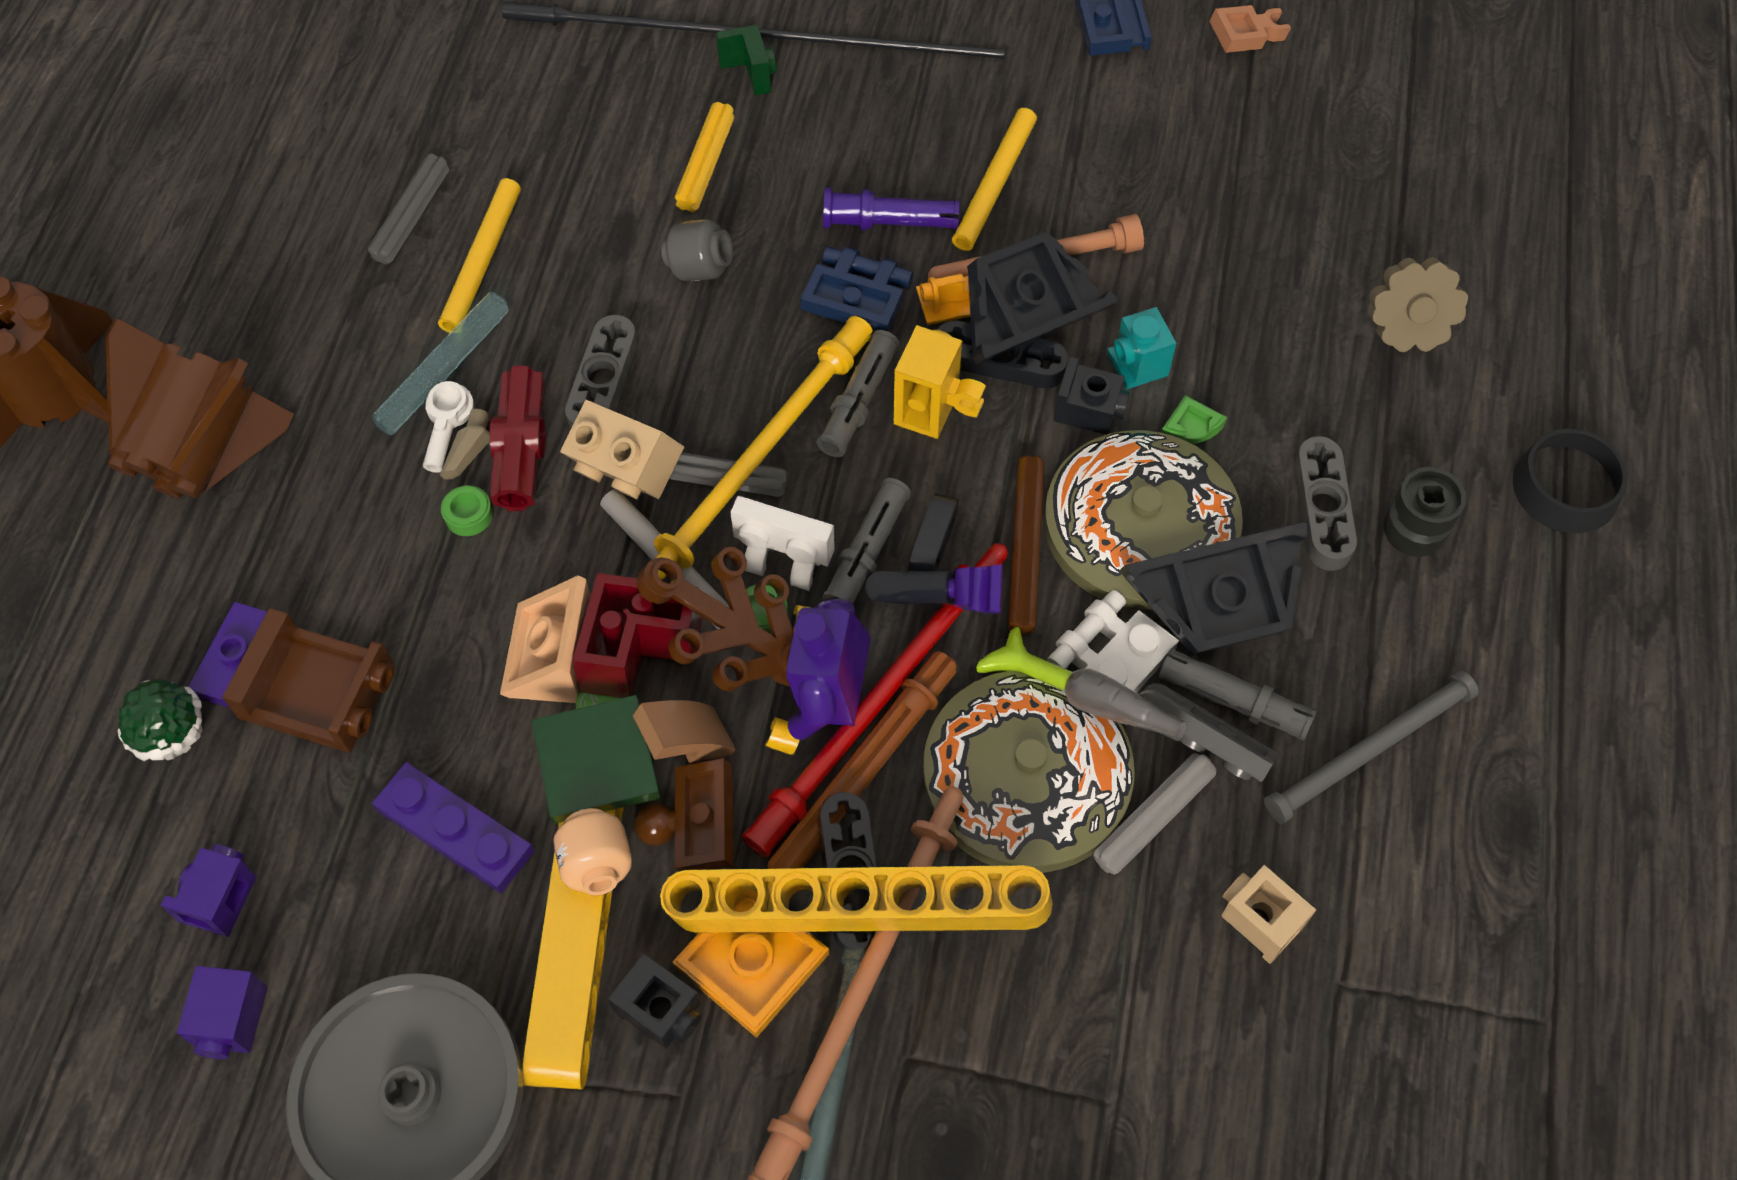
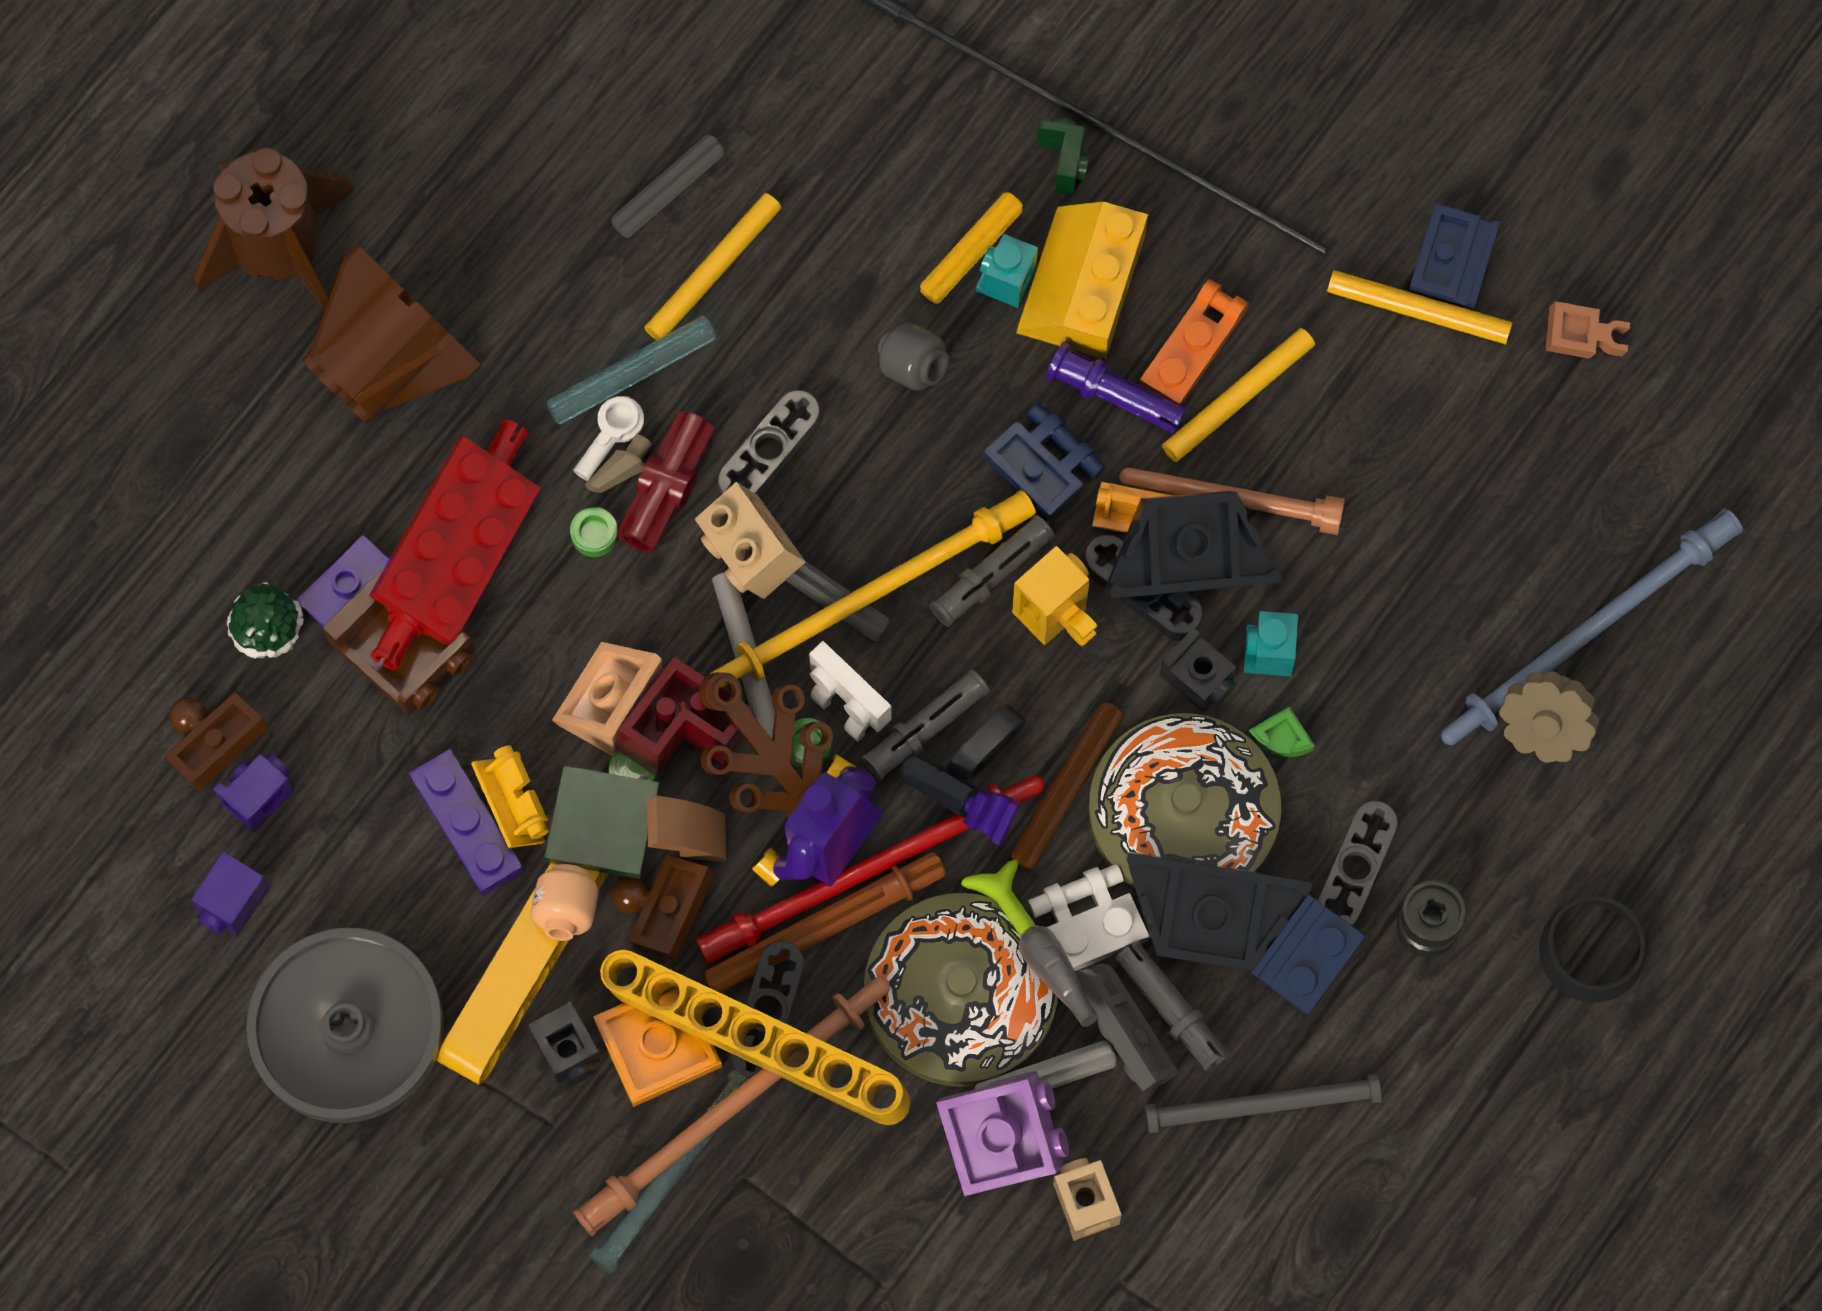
camera: 25 degrees right, 10 degrees up
(146, 861) = (212, 739): none -> reddish brown plate
(327, 572) = (453, 543): none -> red plate
(506, 795) = (516, 812): none -> yellow hinge
(746, 156) = (1008, 270): none -> teal brick
(814, 136) = (1084, 276): none -> yellow slope
(935, 153) = (1193, 344): none -> orange plate
(1105, 61) = (1419, 307): none -> yellow piece
(1151, 885) = (1003, 1133): none -> medium lavender plate
(1335, 591) = (1309, 954): none -> dark blue plate
(1439, 142) = (1695, 548): none -> sand blue bar

